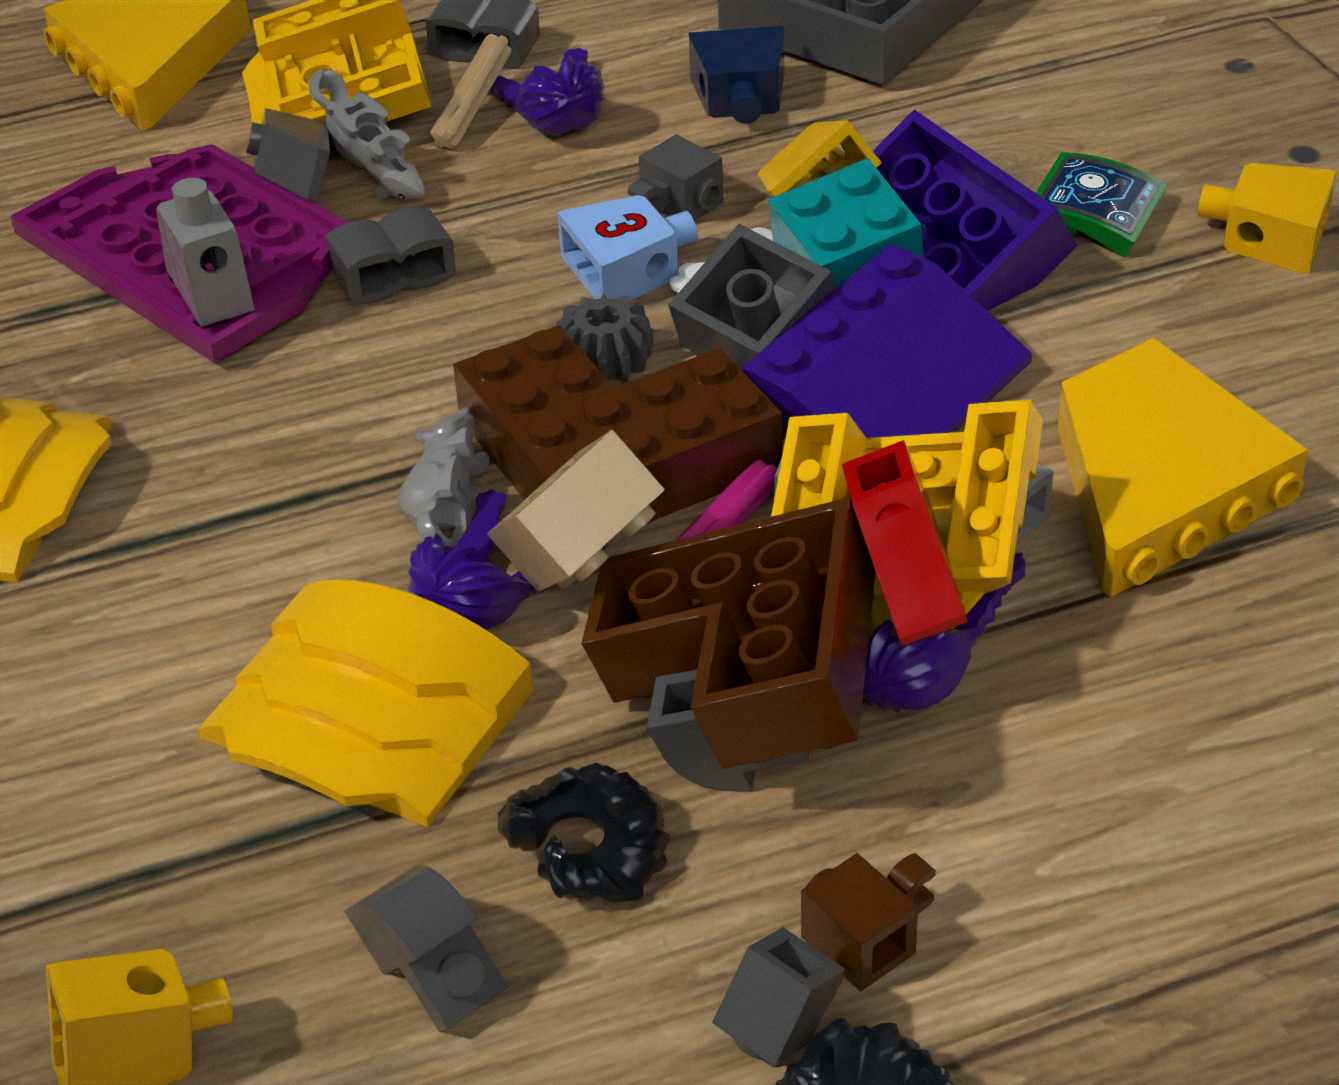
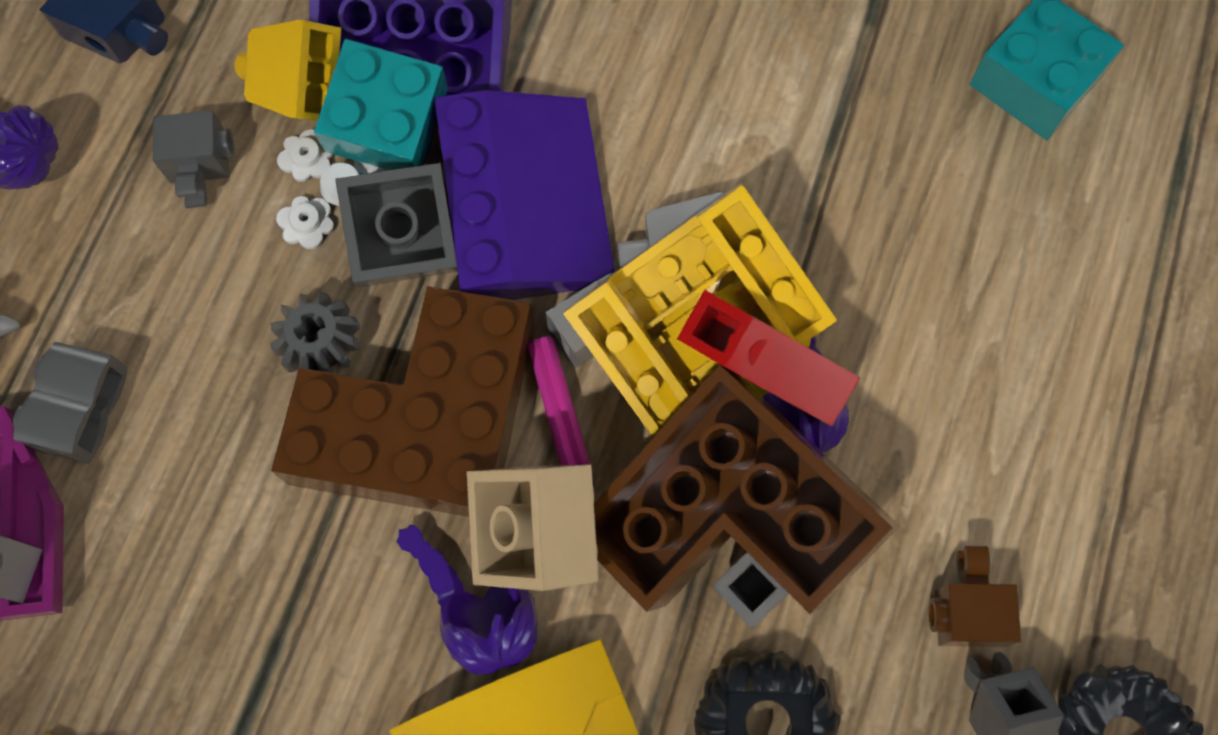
camera: 50 degrees left, 30 degrees up
(439, 485) = (363, 565): light grey animal -> none
(623, 246) = (227, 244): light blue torso -> none
(1167, 462) = (752, 117): yellow slope -> none

